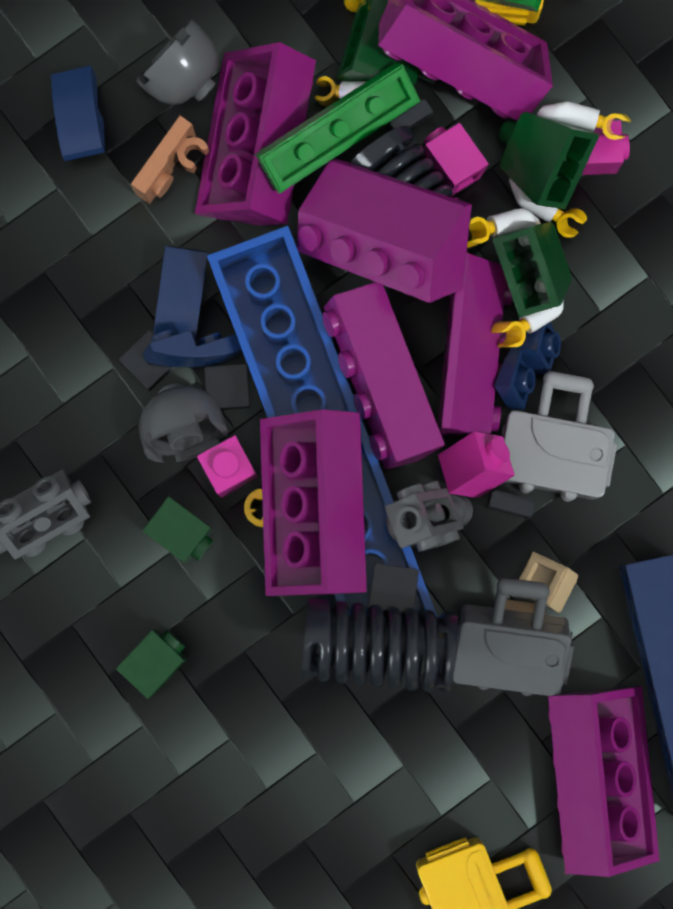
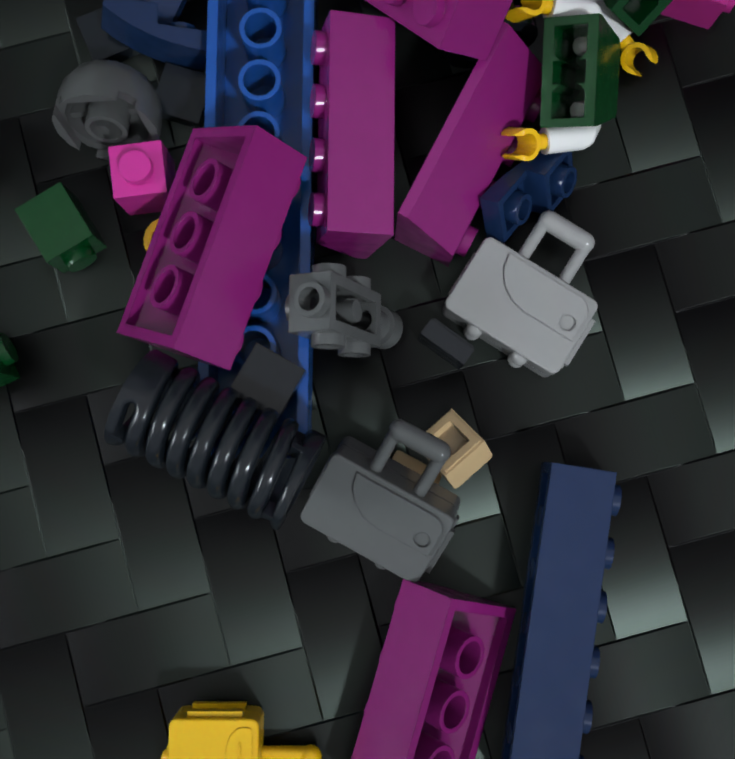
camera: 20 degrees right, 0 degrees up
(476, 464) = (424, 280): dark pink brick -> none

